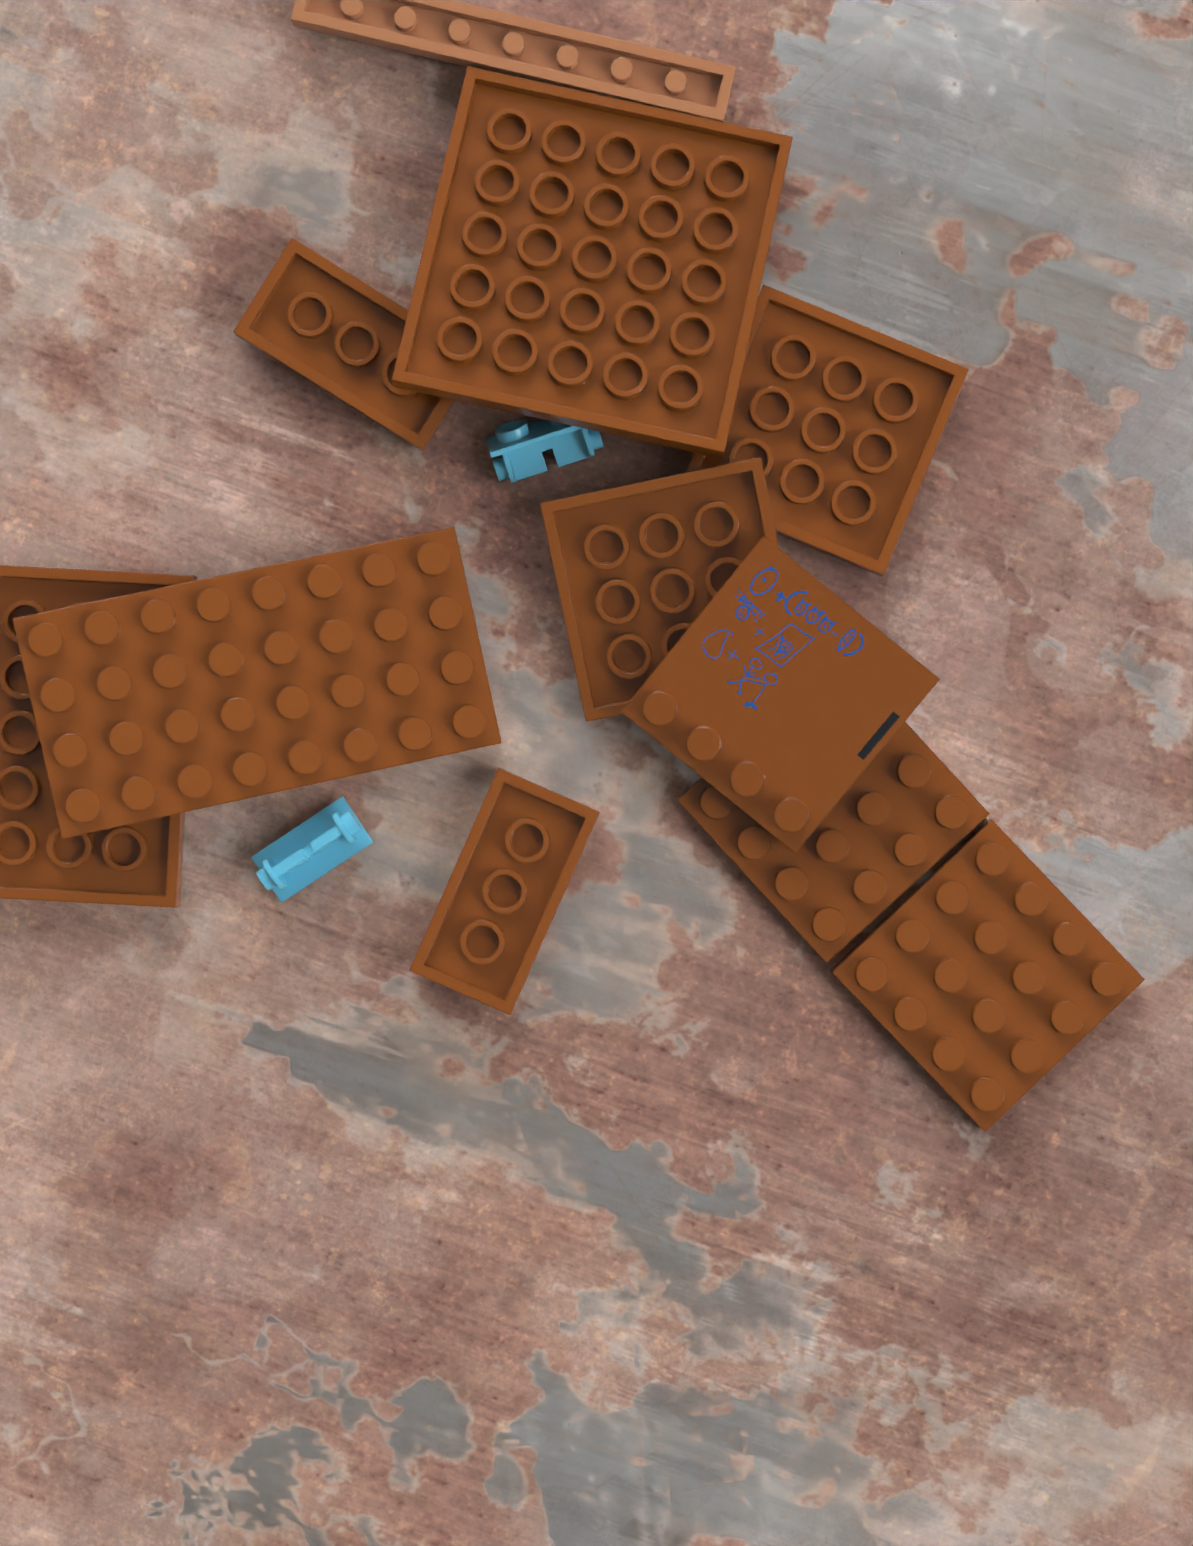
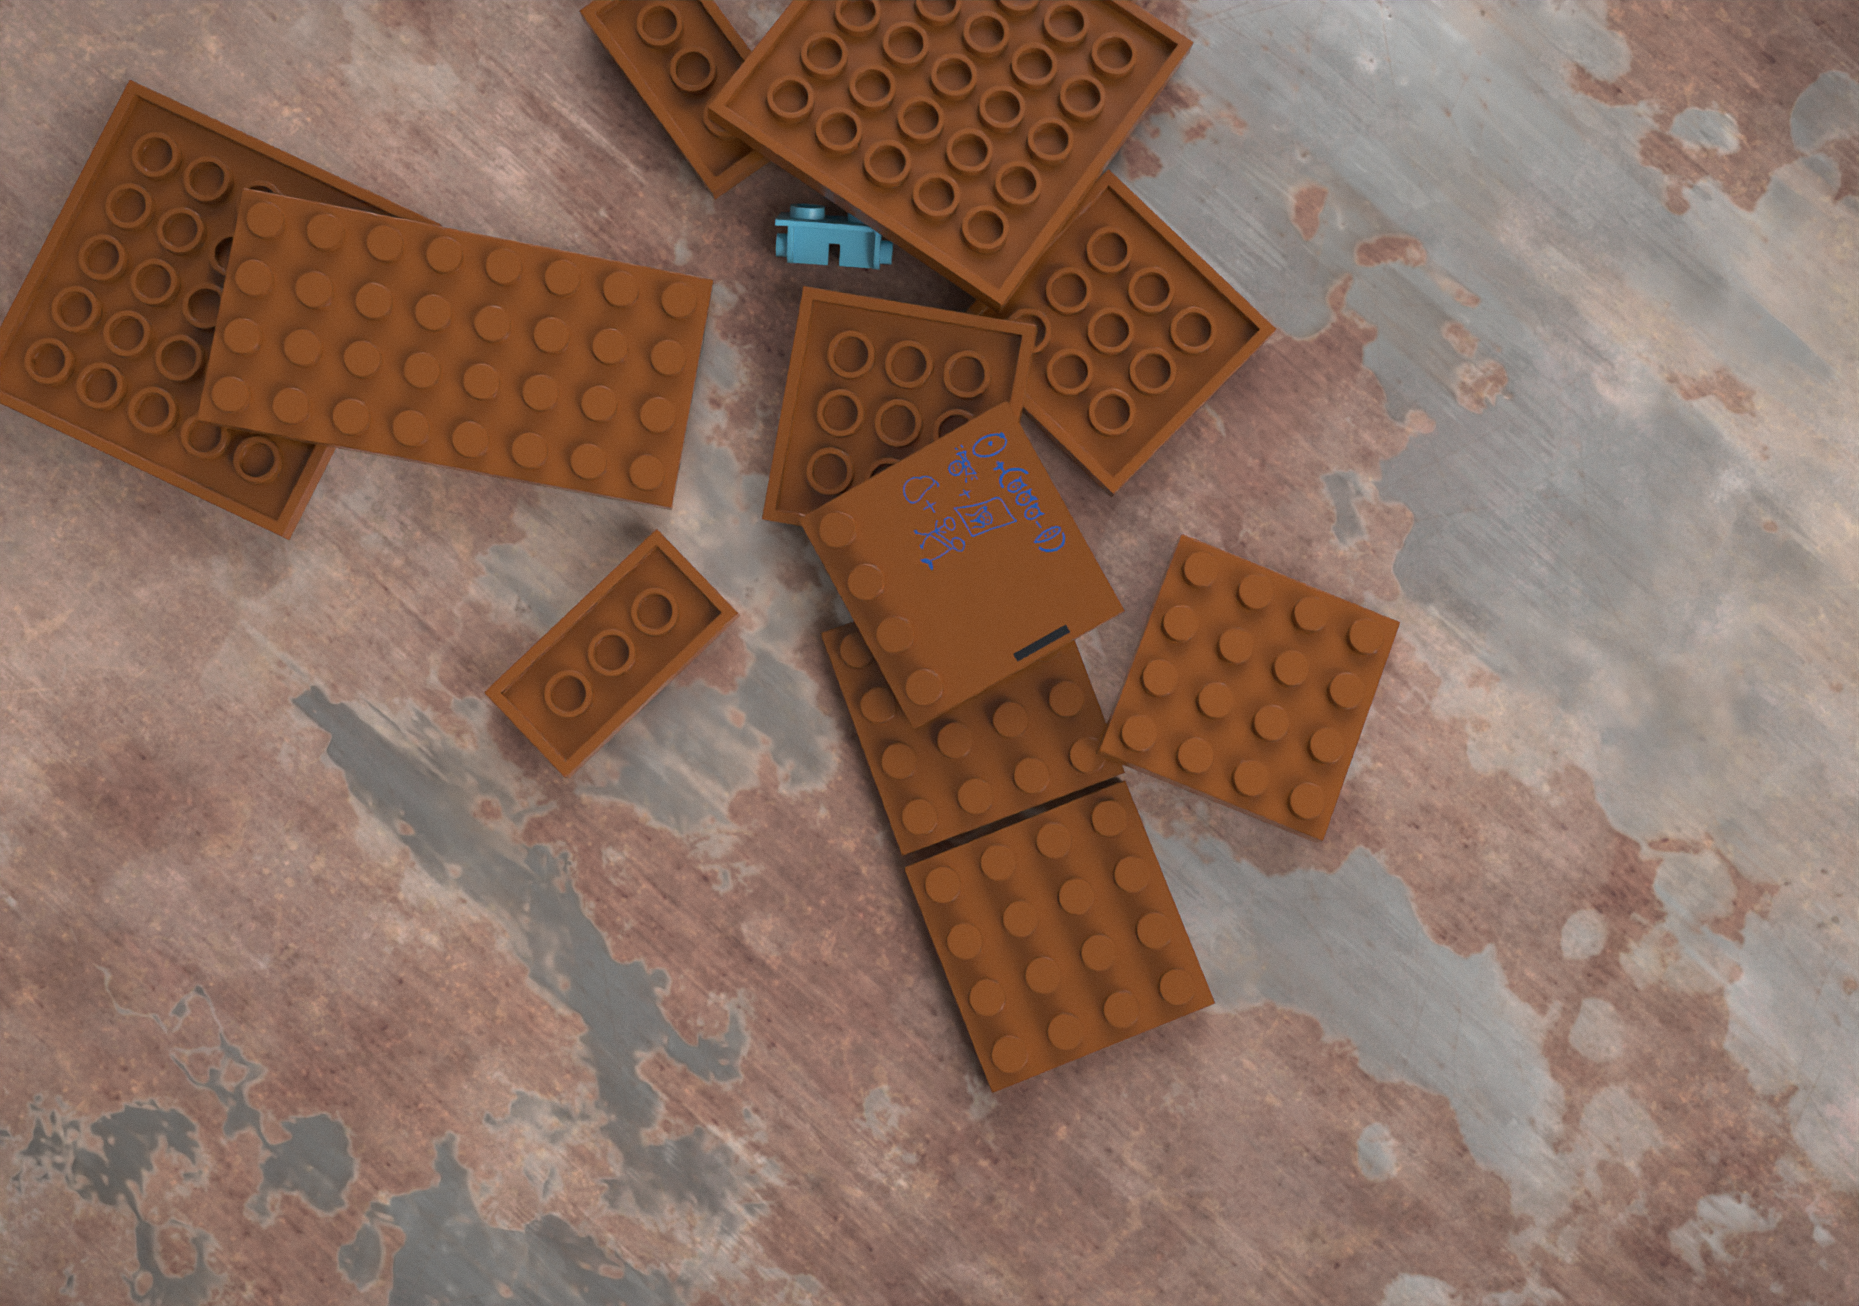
camera: 20 degrees right, 5 degrees down
(311, 850) = (440, 537): medium azure hinge -> none
(1068, 696) = (1249, 688): none -> dark orange plate

